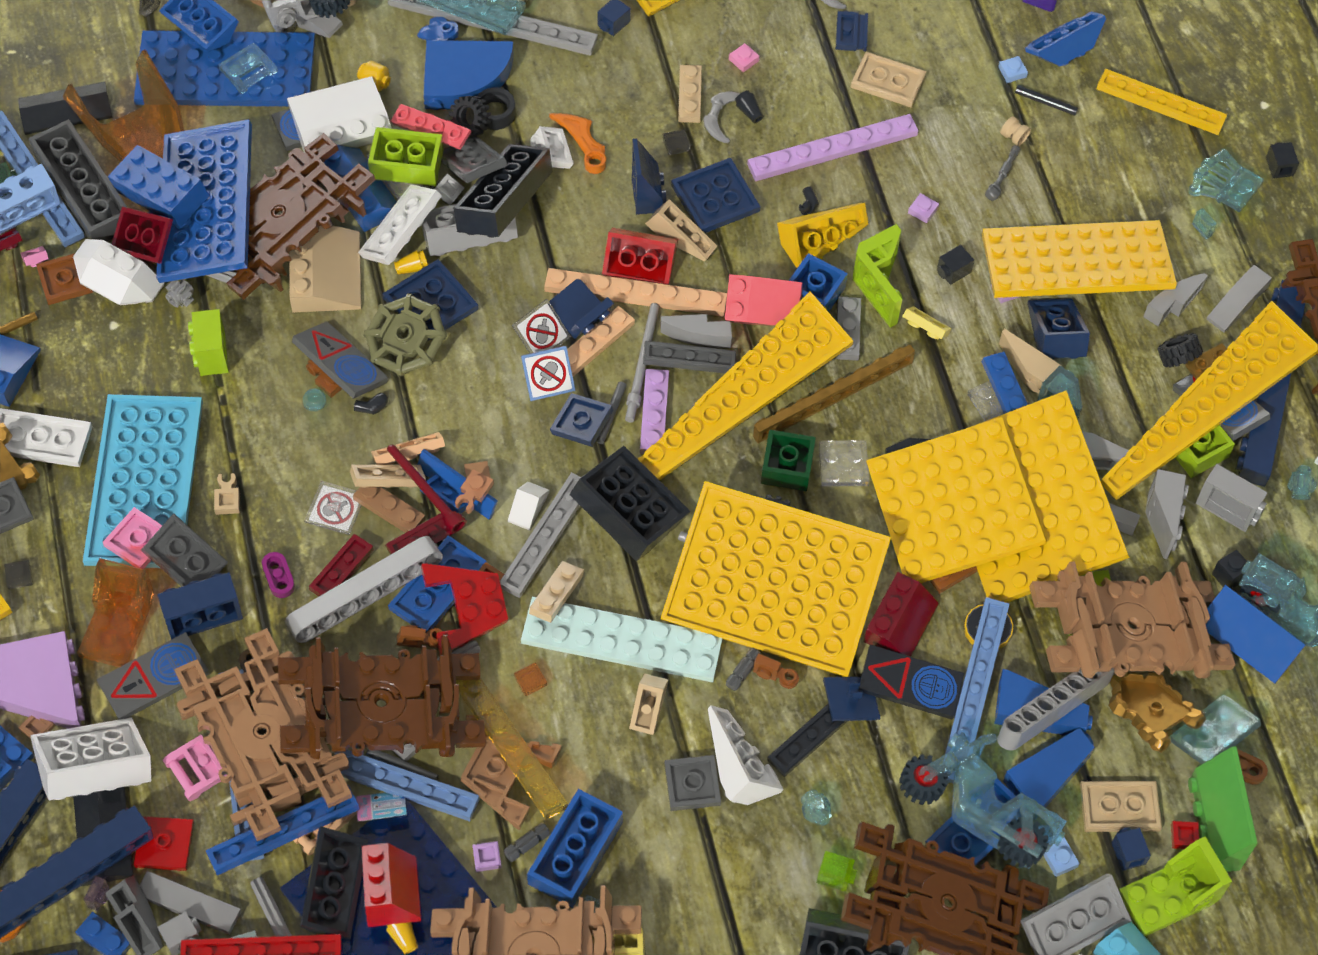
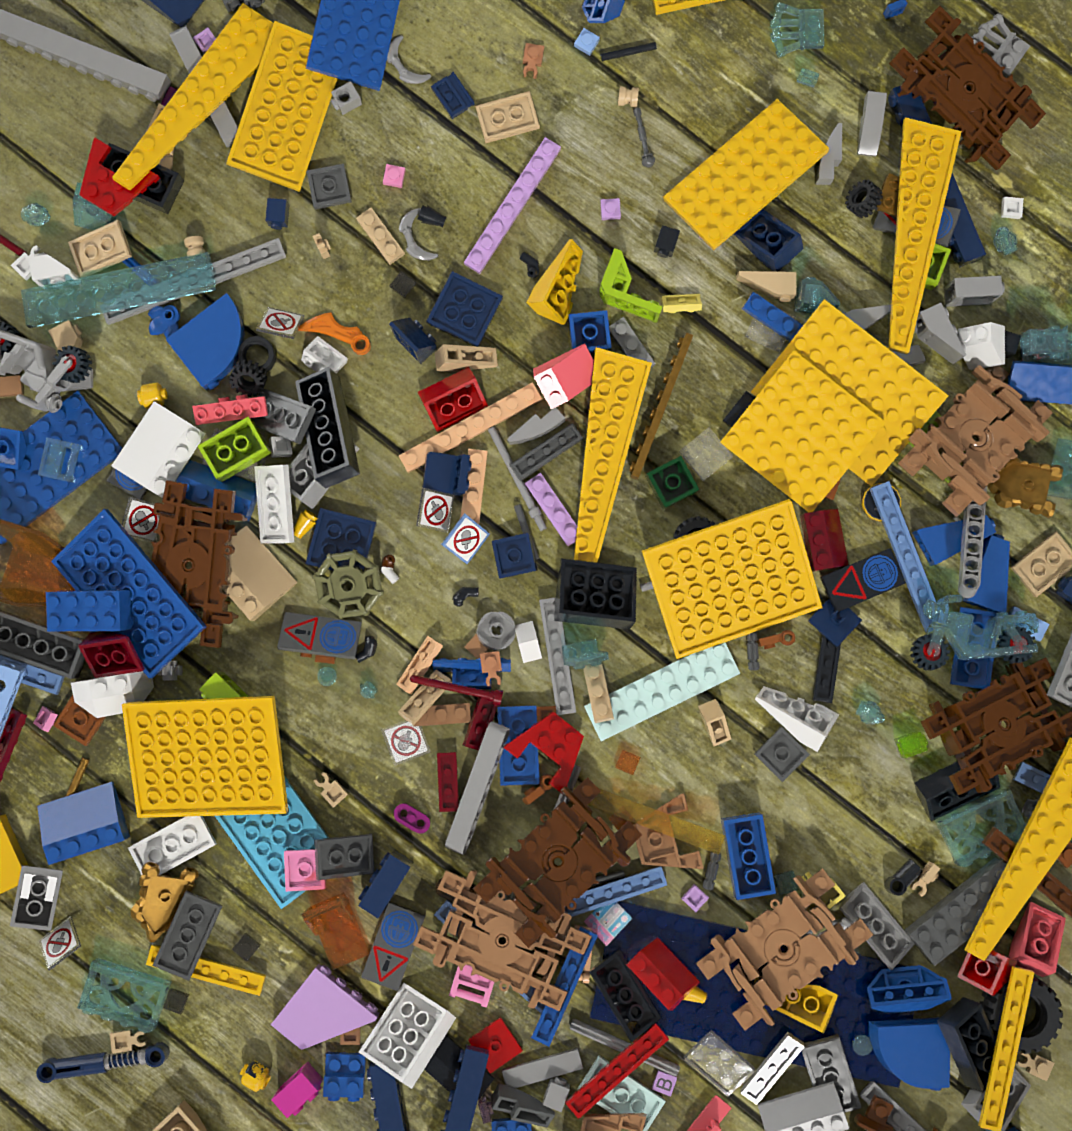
camera: 35 degrees left, 25 degrees up
(143, 374) = (205, 757): none -> yellow plate
(269, 154) = (140, 520): none -> piece
(340, 437) = (368, 690): none -> clear light blue plate
(453, 351) = (387, 568): none -> arm
(505, 420) = (463, 593): none -> black arm
(507, 457) = (495, 620): none -> light grey plate
(538, 96) = (280, 323): none -> piece
(572, 545) = (583, 653): none -> clear light blue bracket
(630, 64) = (322, 245): none -> tan plate
(678, 27) = (329, 186): none -> dark grey plate
(952, 50) = (532, 57): none -> nougat plate
(1205, 547) = (983, 344): none -> white slope

